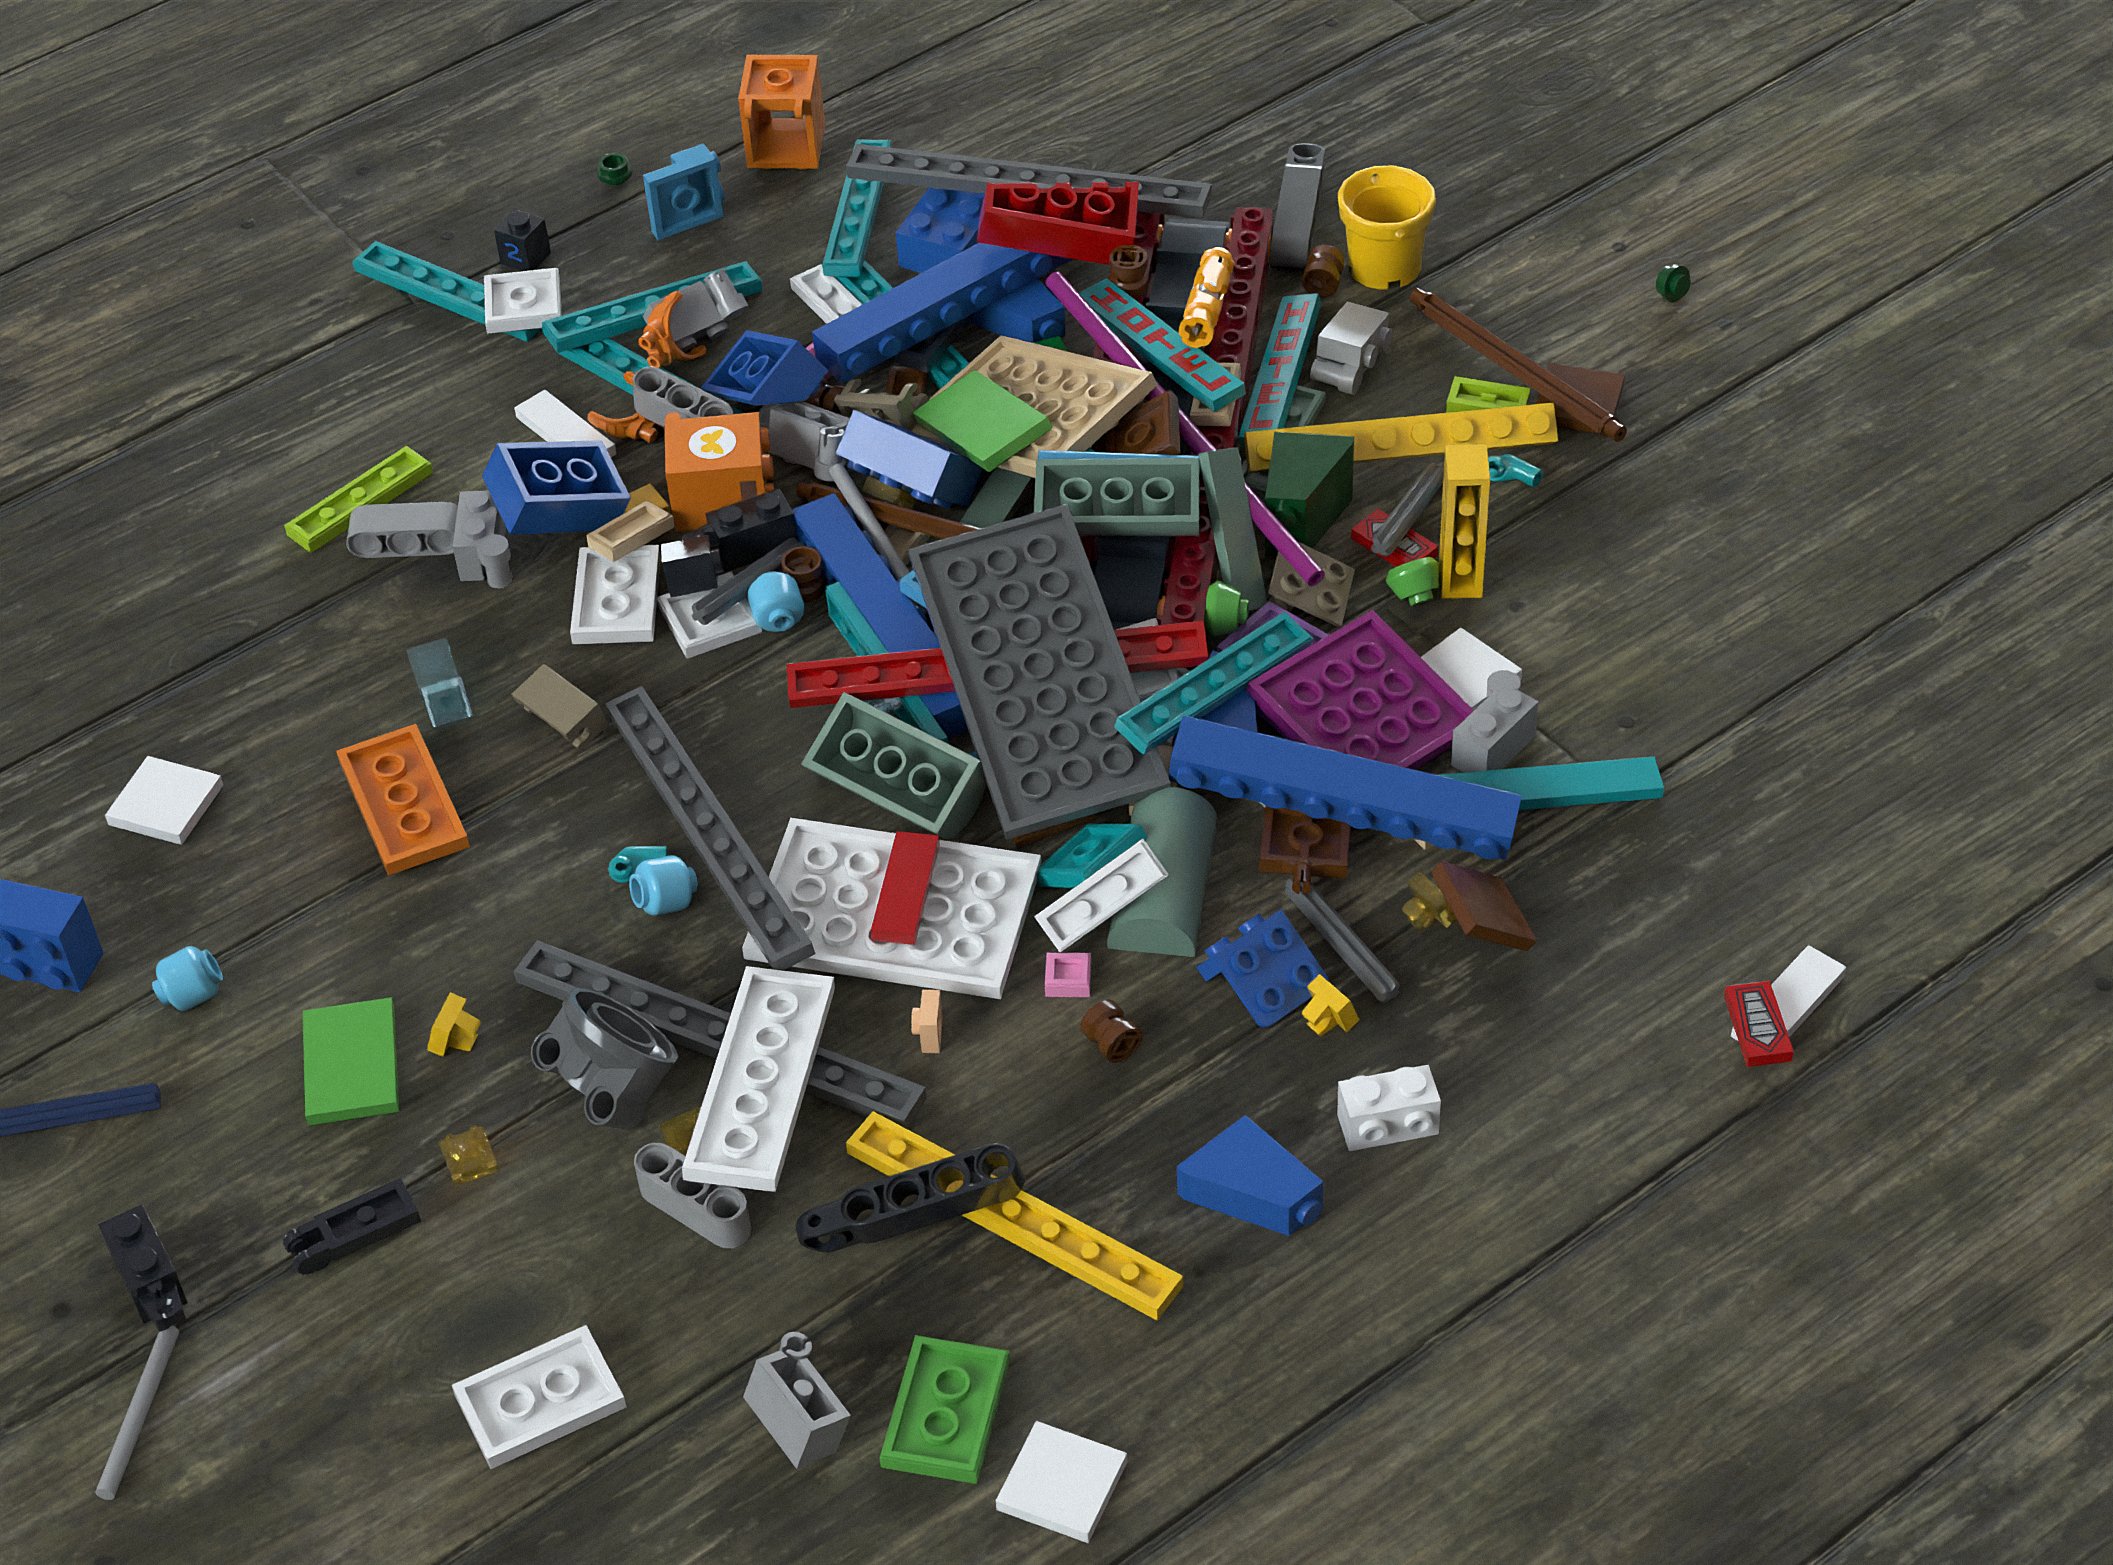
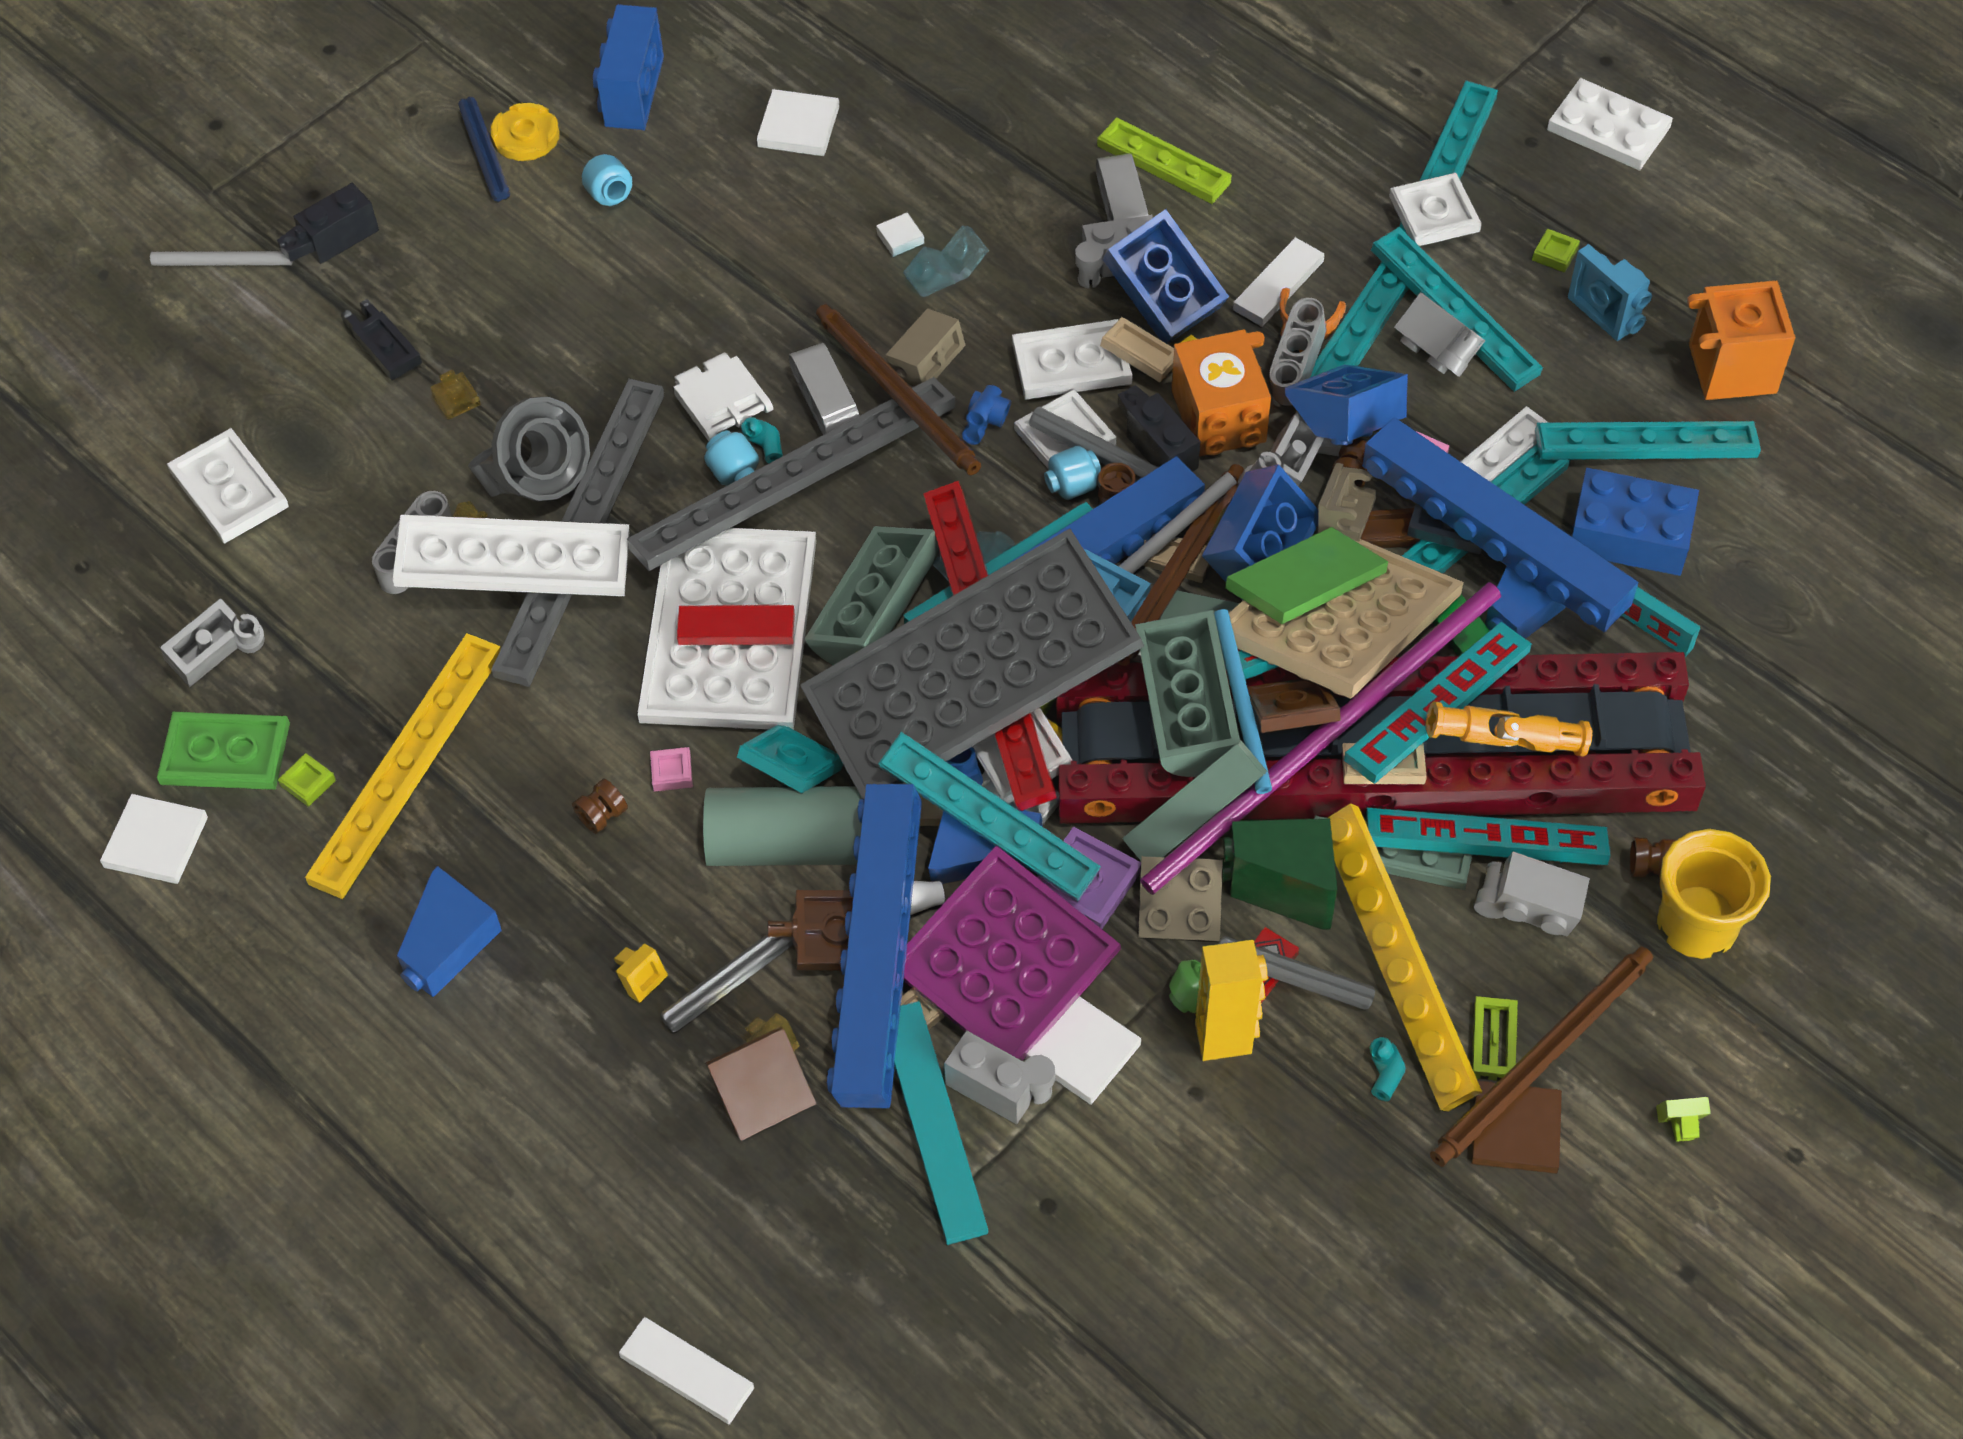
camera: 80 degrees right, 10 degrees up
(56, 1067) = (525, 132): none -> yellow tile
(350, 1061) = (543, 301): bright green tile -> none
(376, 719) = (900, 234): none -> white tile
(402, 799) = (812, 268): orange plate -> none
(451, 176) = (1609, 124): none -> white plate
(453, 1027) = (572, 352): yellow tile -> none
(522, 240) = (1517, 191): black brick -> none
(562, 894) = (720, 395): none -> white plate
(588, 800) = (823, 387): none -> light grey beam
(599, 235) = (1556, 250): none -> lime tile
(614, 169) = (1651, 240): dark green plate -> none
(617, 726) = (899, 390): none -> reddish brown piece
(658, 337) = (1384, 317): orange helmet -> none
(669, 666) = (985, 409): none -> blue plate
(691, 565) = (1098, 398): black brick -> none
(928, 1021) = (600, 671): light nougat plate -> none
(931, 1207) = (399, 687): black piece -> none
(973, 174) = (1671, 562): dark grey plate -> none
(1008, 1321) = (307, 779): none -> lime tile
(1060, 219) = (1586, 596): red wedge -> none
(1101, 895) = (725, 766): white tile -> none
(1128, 269) = (1541, 659): reddish brown wheel -> none
(1224, 609) = (1108, 819): bright green cone -> none
(1265, 967) = (681, 914): blue bracket -> none
(1297, 206) = (1765, 821): dark grey piece -> none
(1388, 1107) = (526, 1038): white brick -> none
(1581, 292) = (1684, 1116): none -> lime tile
(1673, 282) = (1727, 1208): dark green plate -> none
(1758, 1024) = (640, 1335): red tile -> none

